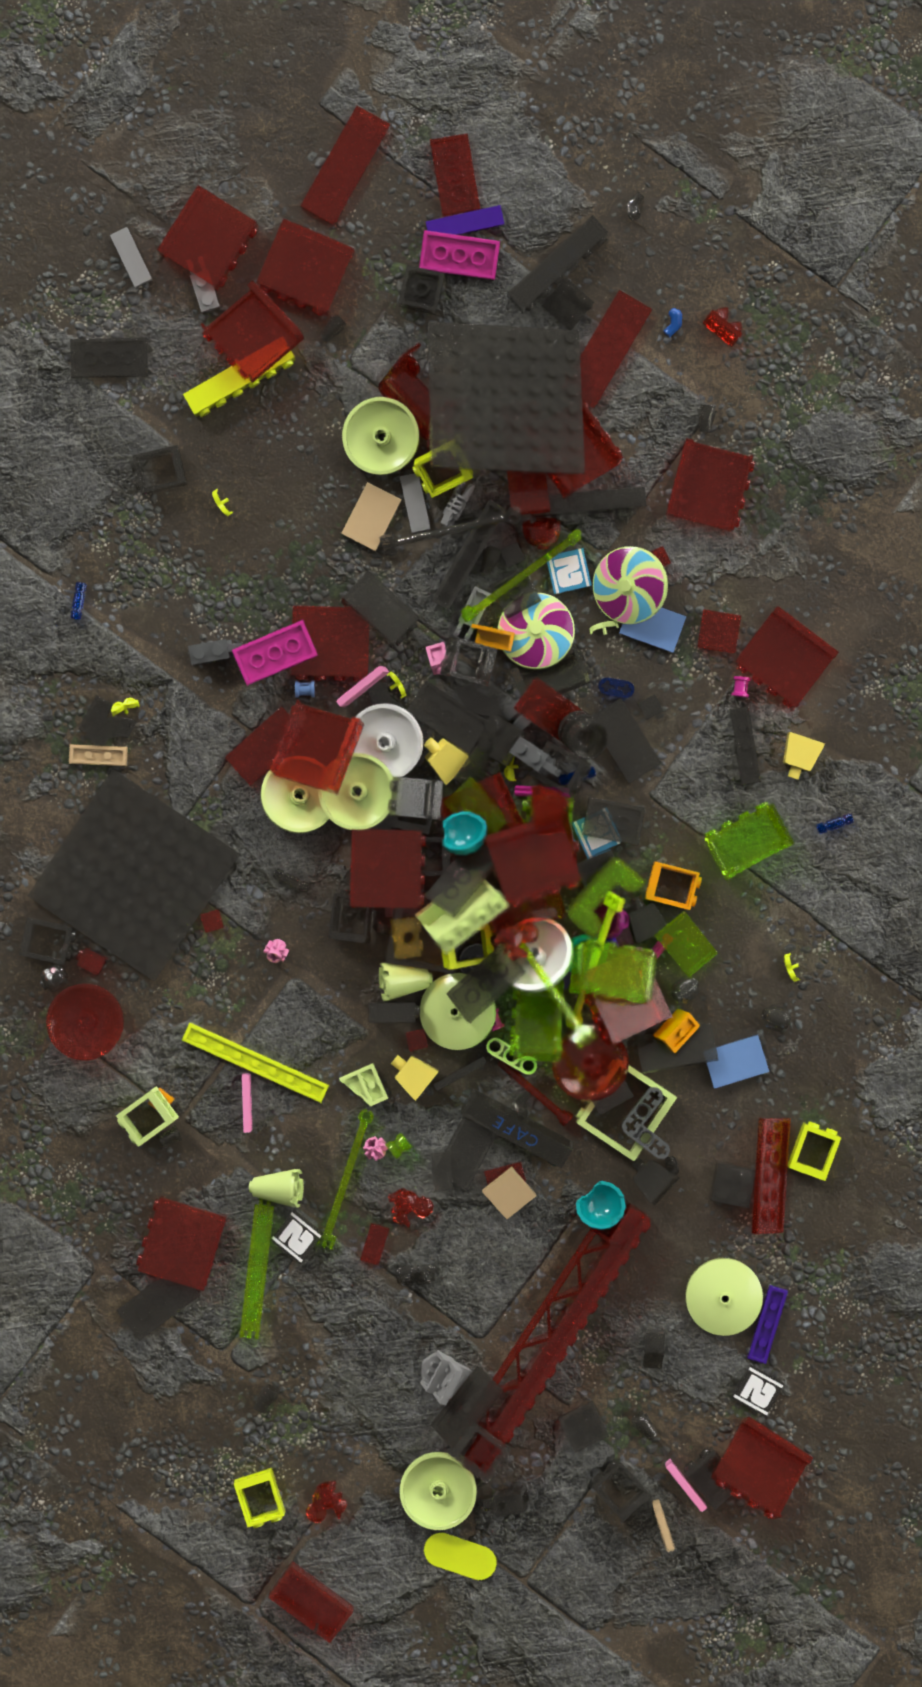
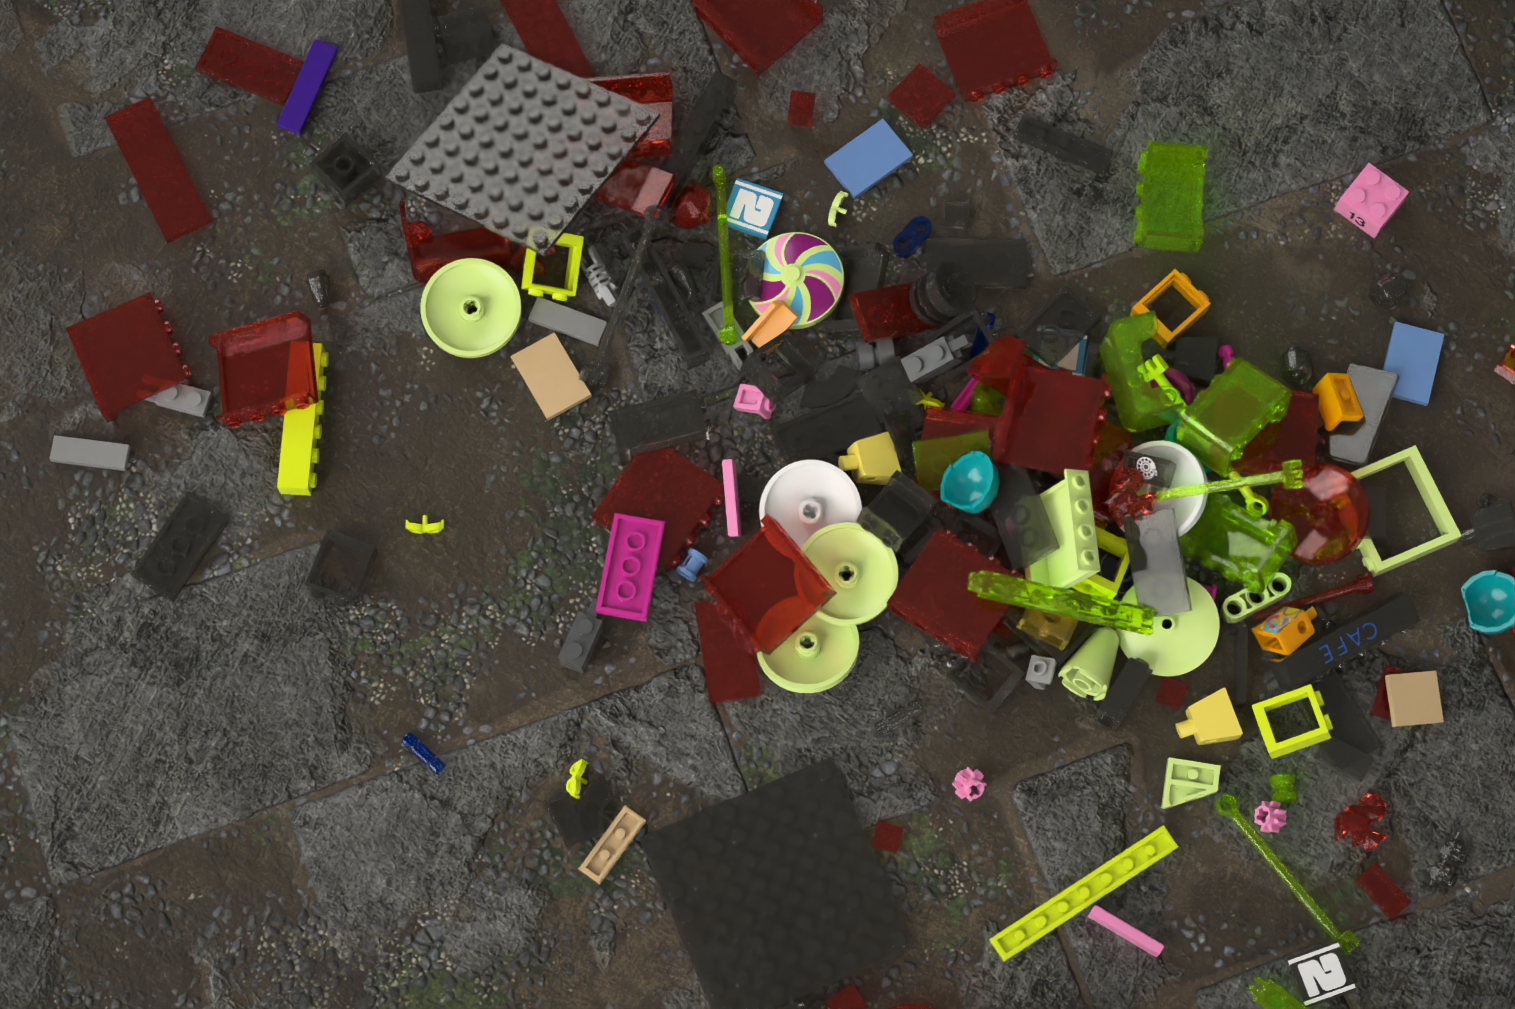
camera: 50 degrees left, 15 degrees down
(279, 1187) = (1249, 957): yellowish green cone -> none
(304, 267) = (235, 274): clear red panel -> none
(375, 951) = (1040, 671): none -> light grey bracket
(397, 684) = (753, 462): neon yellow piece -> none
(419, 939) = (1062, 602): none -> clear neon green hinge
(430, 1112) = (1296, 743): none -> neon yellow window
(459, 255) = (337, 109): dark pink tile -> none
(501, 1087) = (1285, 629): none -> light orange torso
(545, 943) = (1154, 469): none -> clear smoke slope
(630, 585) = (811, 150): dish -> none
(640, 1128) = (1426, 504): dark grey beam -> none
(686, 944) = (1246, 332): clear neon green tile -> none
(740, 686) = (996, 108): dark pink bush -> none
(787, 961) = (1334, 243): neon yellow piece -> none
(801, 754) = (1109, 91): light yellow torso -> none
(832, 971) = (1371, 200): none -> bright pink brick
(835, 823) = (1208, 104): clear blue axle -> none

